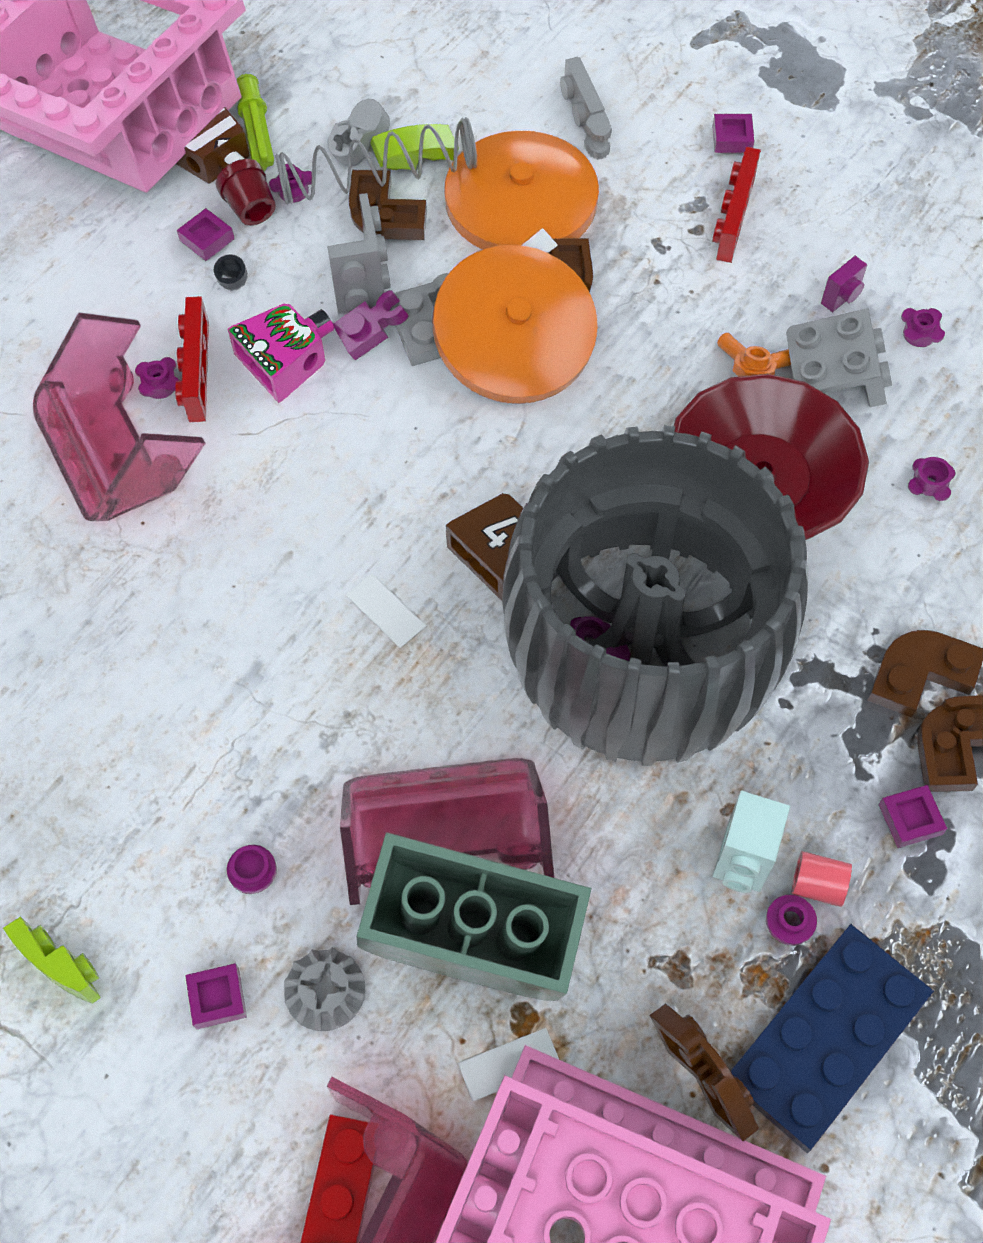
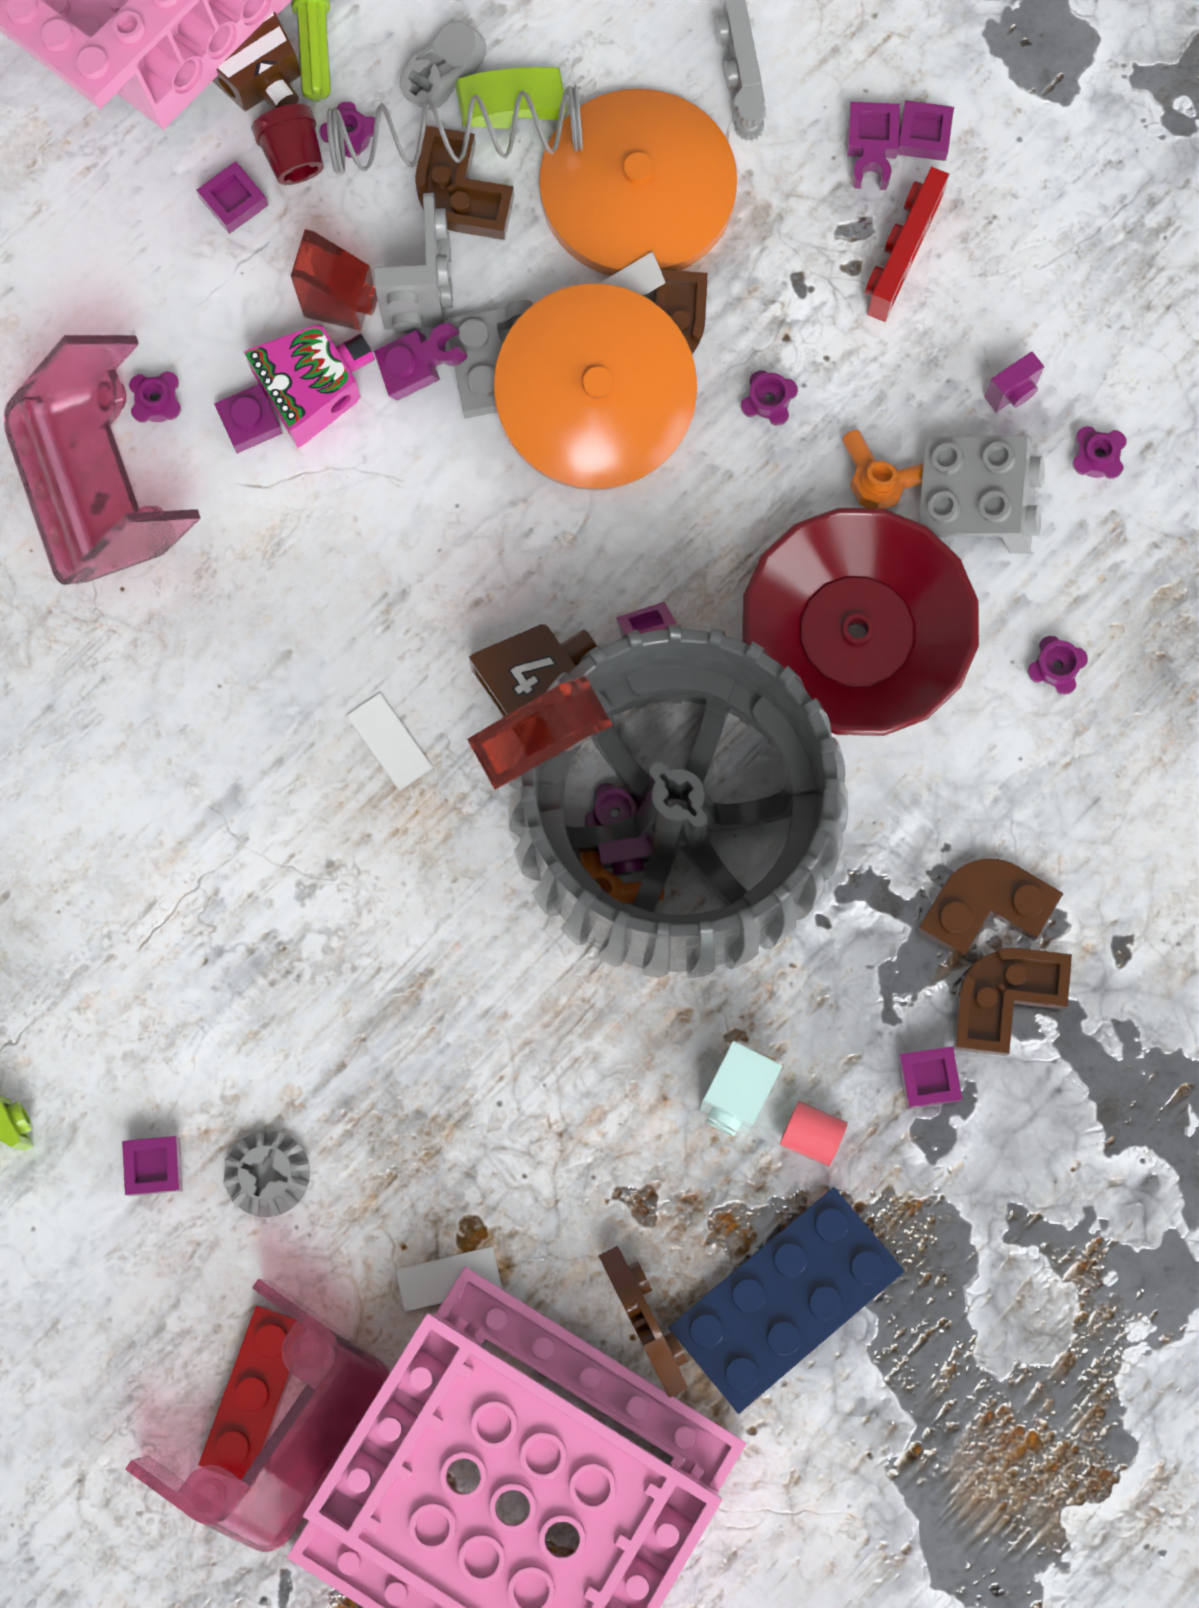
camera: 10 degrees right, 15 degrees up
(193, 359) = (200, 380): red plate -> none
(233, 267) = (261, 250): black hinge -> none
(235, 384) = (248, 418): none -> magenta plate
(251, 869) = (204, 1031): magenta plate -> none
(293, 274) = (332, 283): none -> clear red slope
(455, 807) = (412, 1000): clear pink windscreen -> none
(473, 919) = (424, 1137): sand green brick -> none
(532, 513) = (539, 731): none -> clear red slope
(657, 311) = (776, 385): none -> magenta plate
(696, 142) = (873, 138): none -> magenta plate
(781, 929) = (759, 1184): magenta plate -> none

